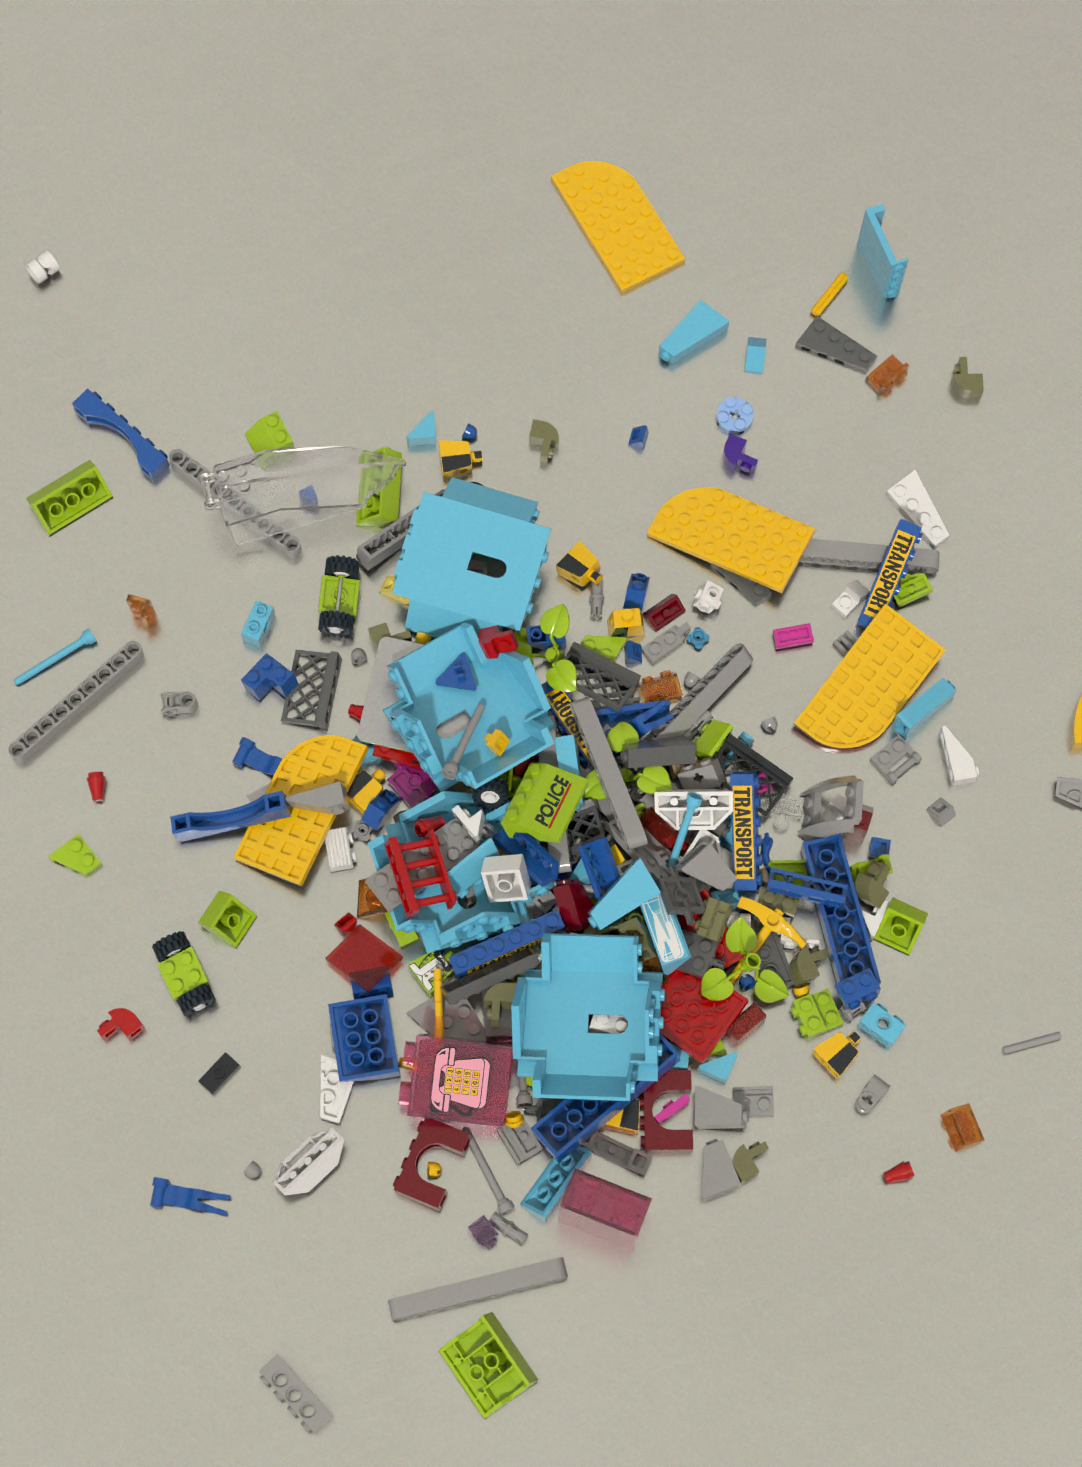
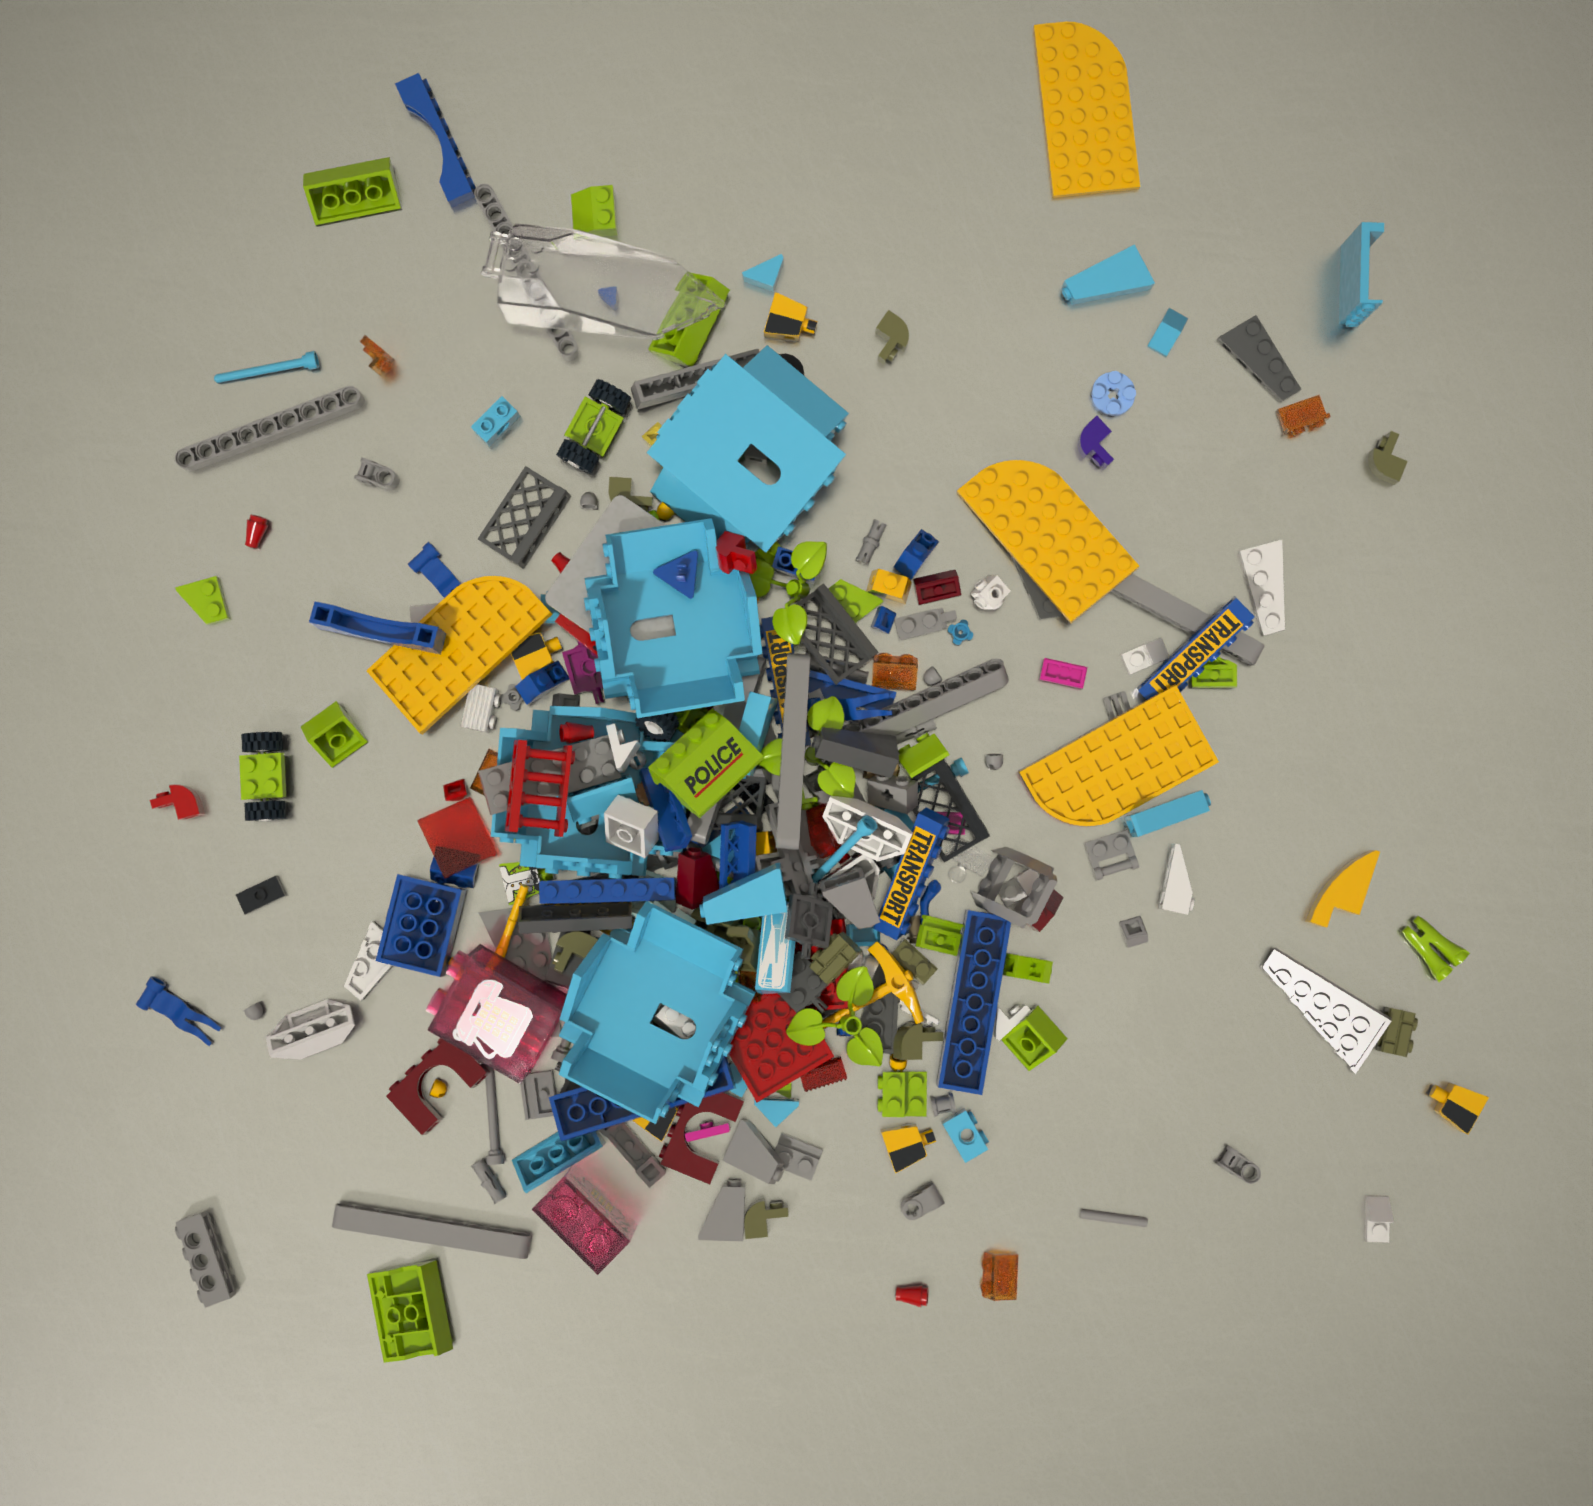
camera: 25 degrees right, 15 degrees up
(269, 674) = (481, 483): blue brick -> none
(325, 799) = (485, 655): light grey slope -> none
(451, 769) = (622, 683): light grey piece -> none
(470, 432) = (815, 294): blue hinge -> none
(483, 1232) = (461, 1176): clear purple brick -> none
(497, 742) = (686, 670): yellow tile -> none
(514, 1119) = (539, 1075): yellow plate -> none
(580, 566) = (867, 499): yellow torso -> none
(639, 436) = (997, 375): blue slope -> none
(806, 893) = (945, 970): blue fence -> none
(829, 294) = (1282, 294): yellow axle -> none
(858, 989) = (954, 1092): blue bracket -> none
(869, 885) = (1019, 985): olive brick -> none
(879, 847) = (1049, 945): blue plate -> none

